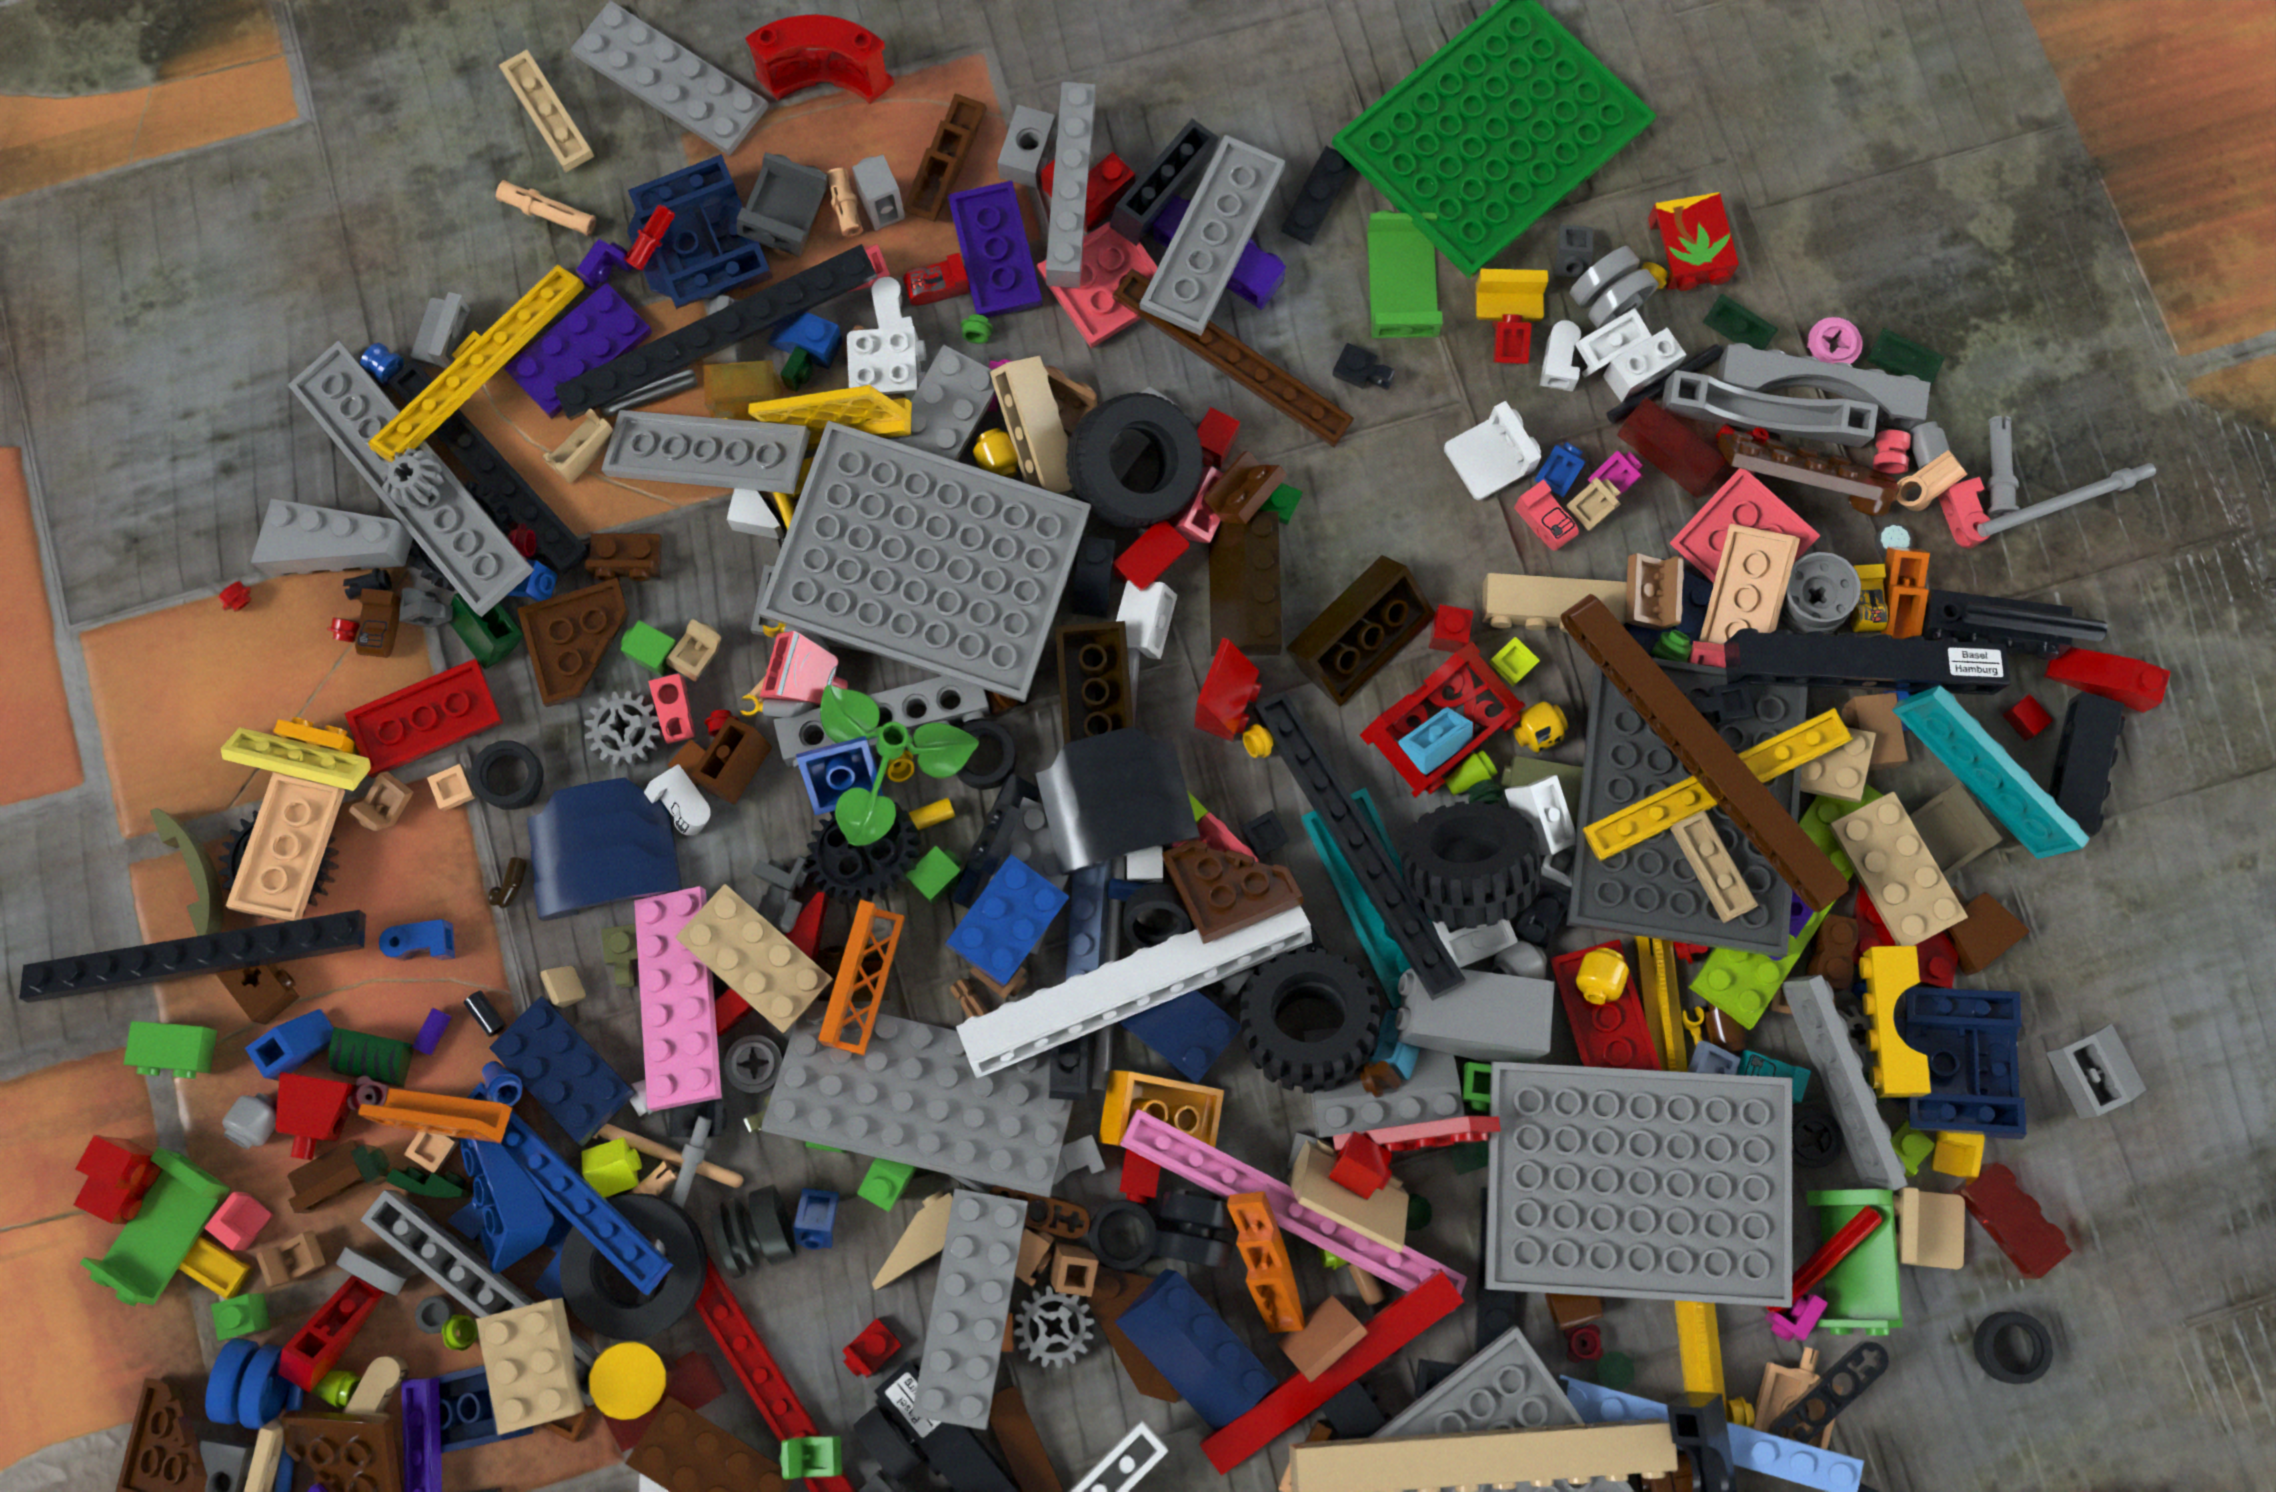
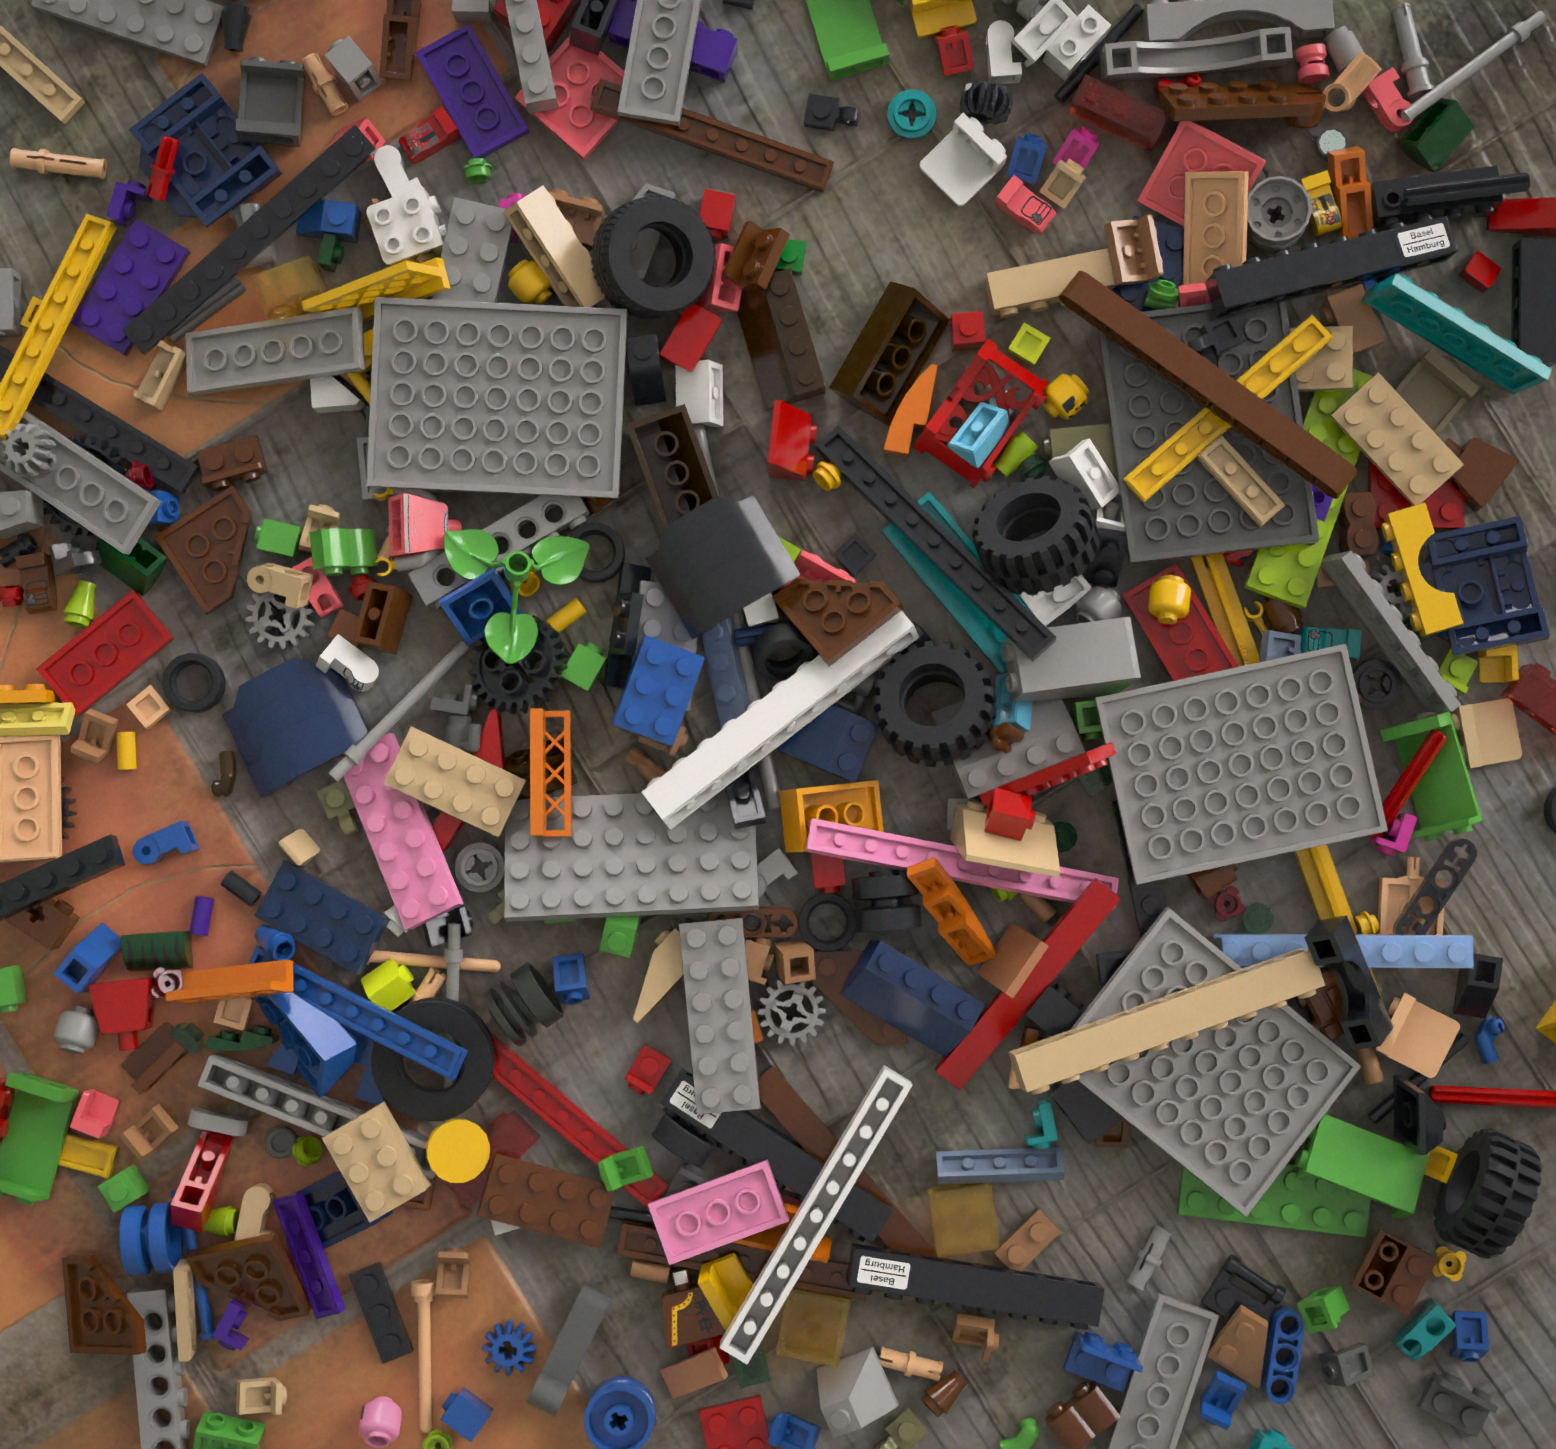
camera: 10 degrees left, 10 degrees up
(411, 828) = (126, 750): none -> yellow piece
(415, 660) = (80, 607): none -> lime cone
(636, 690) = (282, 581): none -> tan leg
(656, 898) = (356, 754): none -> light grey bar
(712, 676) = (343, 550): none -> bright green brick
(771, 122) = (235, 26): none -> black cone
(1366, 700) = (911, 414): none -> orange slope
(1463, 386) = (900, 105): none -> teal gear
(1533, 398) = (986, 102): none -> black gear
(2011, 559) = (1436, 134): none -> dark green brick

